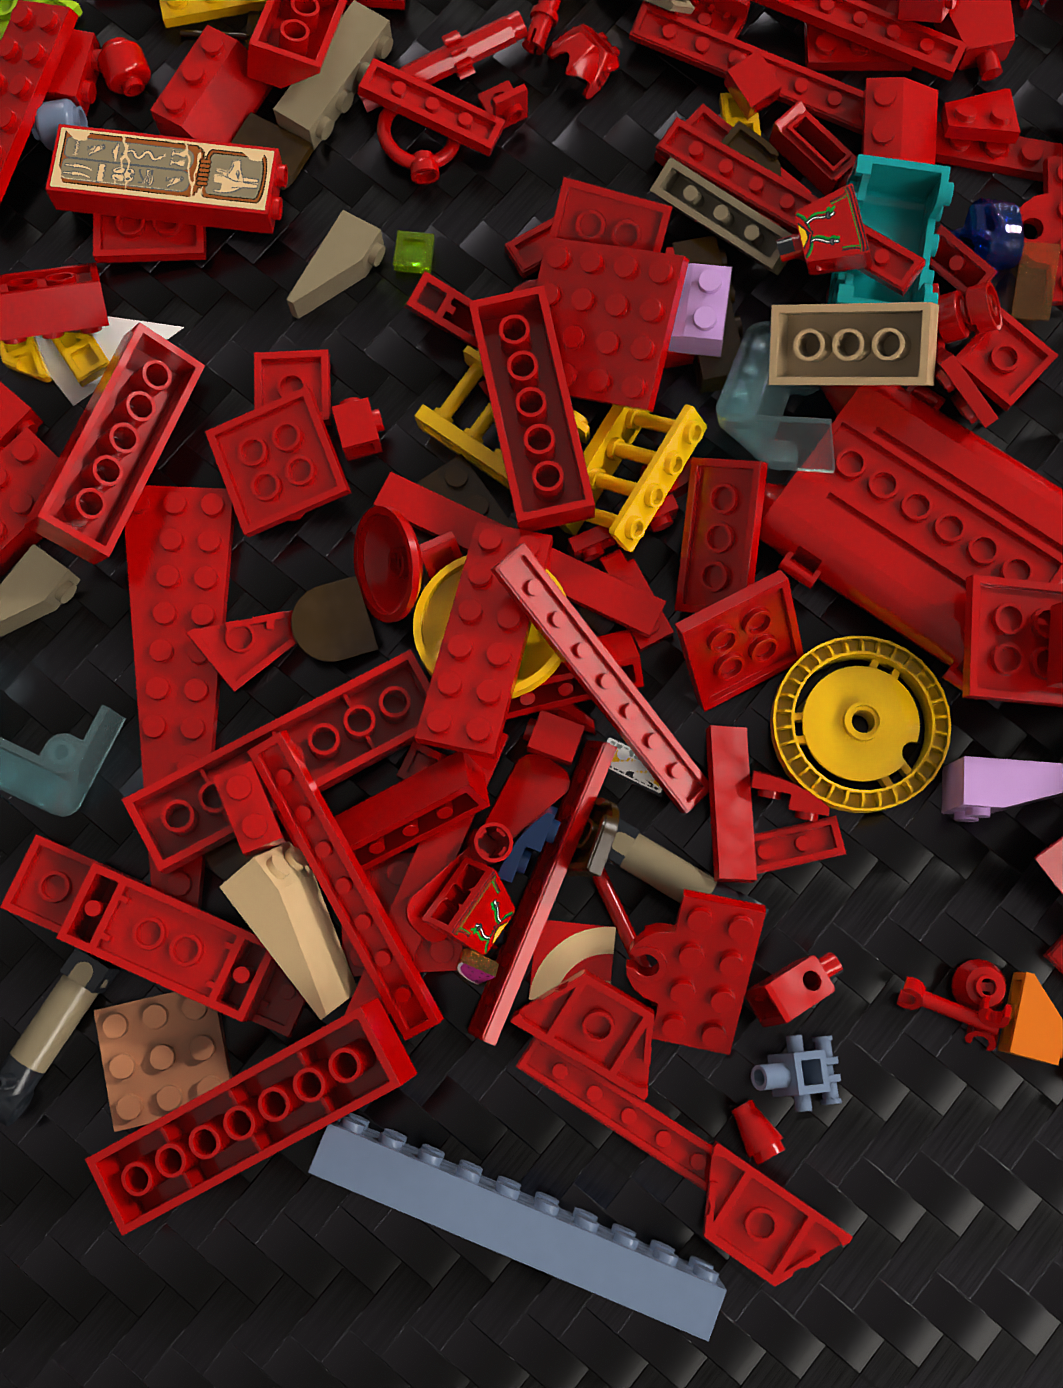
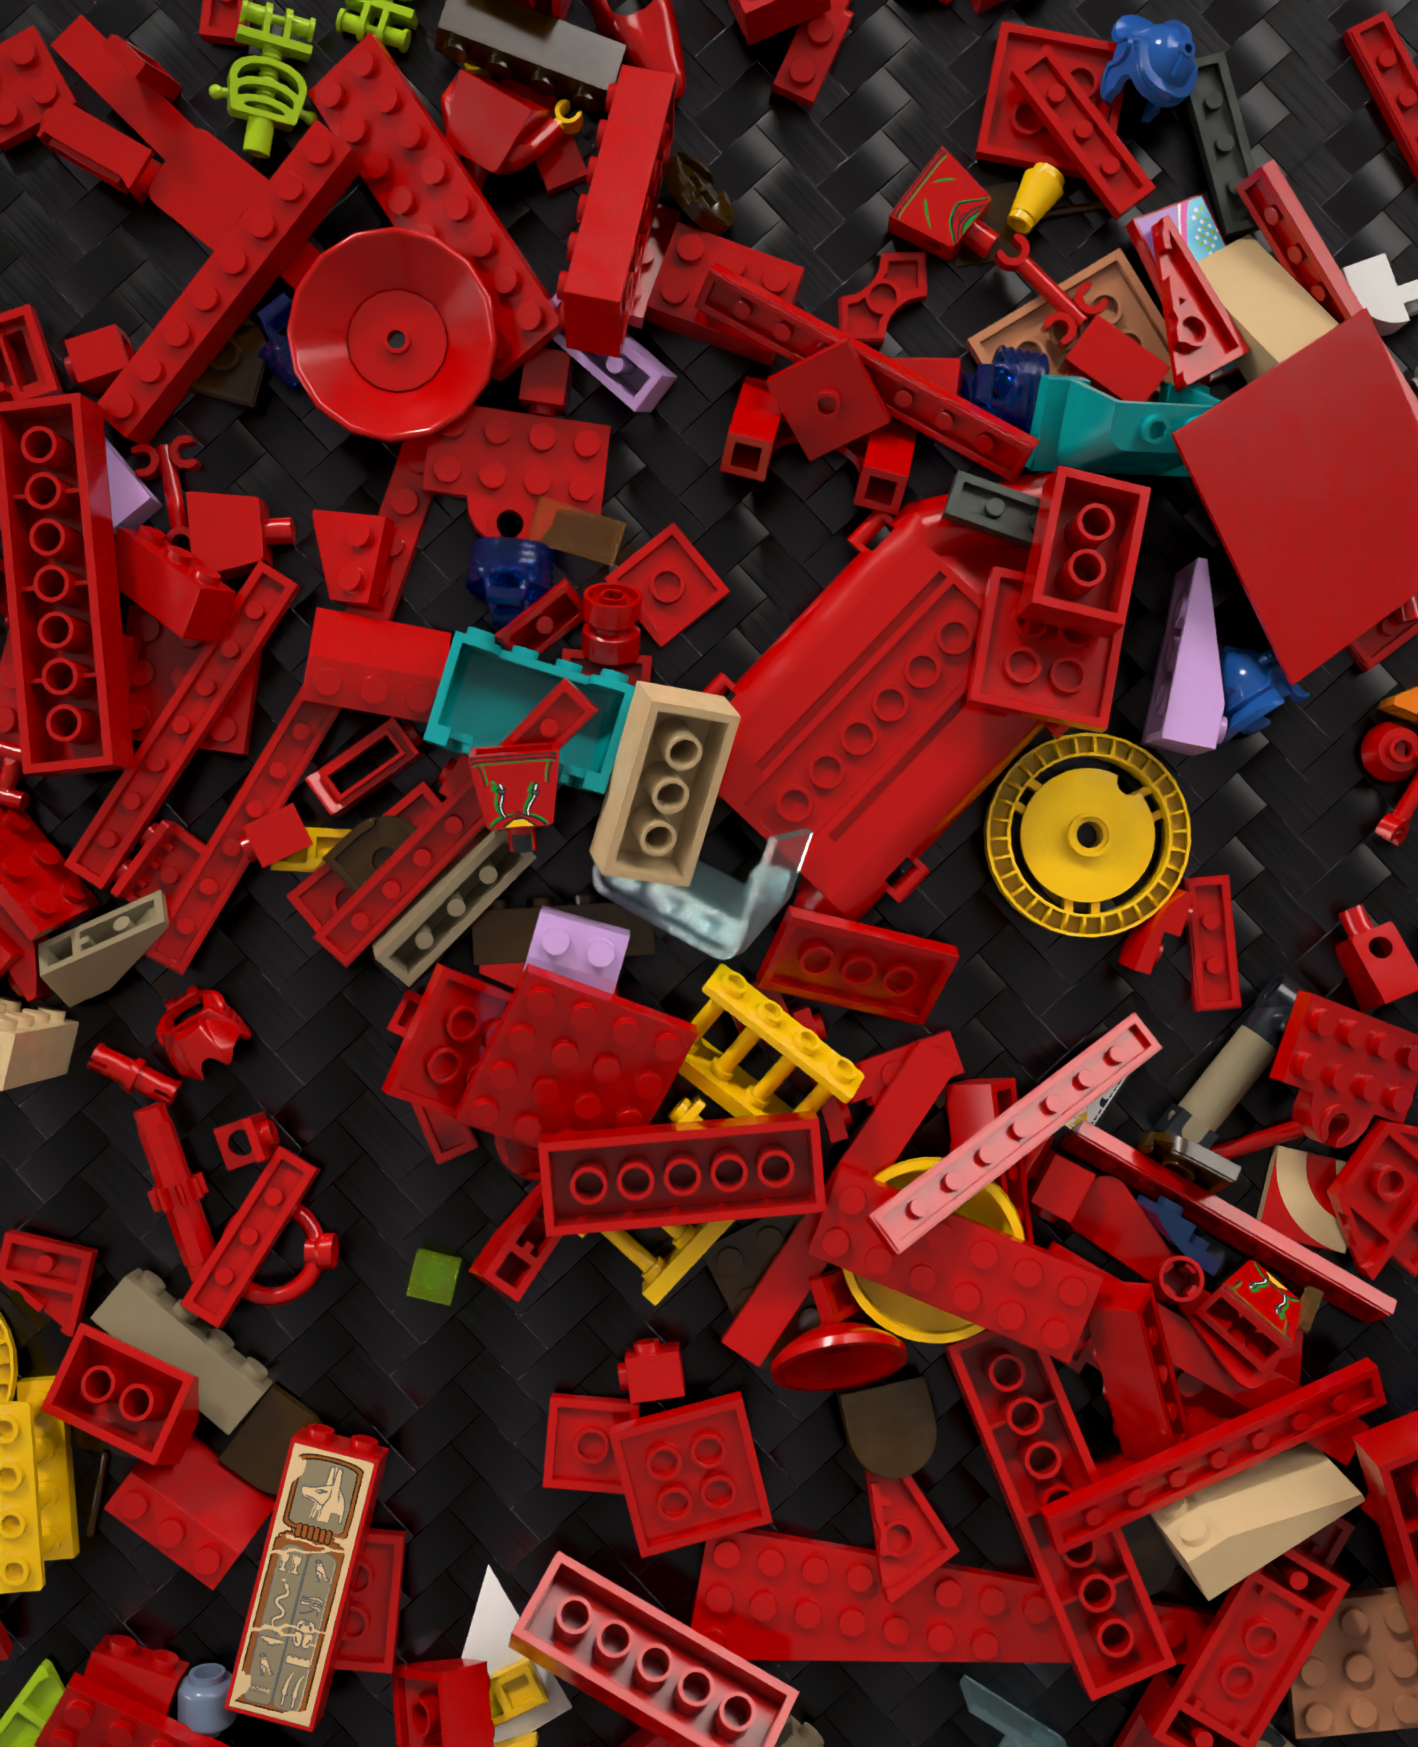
camera: 85 degrees left, 10 degrees up
(124, 66) = (137, 1614): red head -> none
(248, 809) = (1128, 1560): red brick -> none
(339, 262) = (432, 1366): dark tan slope -> none
(730, 804) = (1160, 997): red tile -> none
(741, 640) = (984, 964): red plate -> none
(967, 396) = (718, 656): red plate -> none
(1017, 831) = (1253, 688): none -> blue helmet

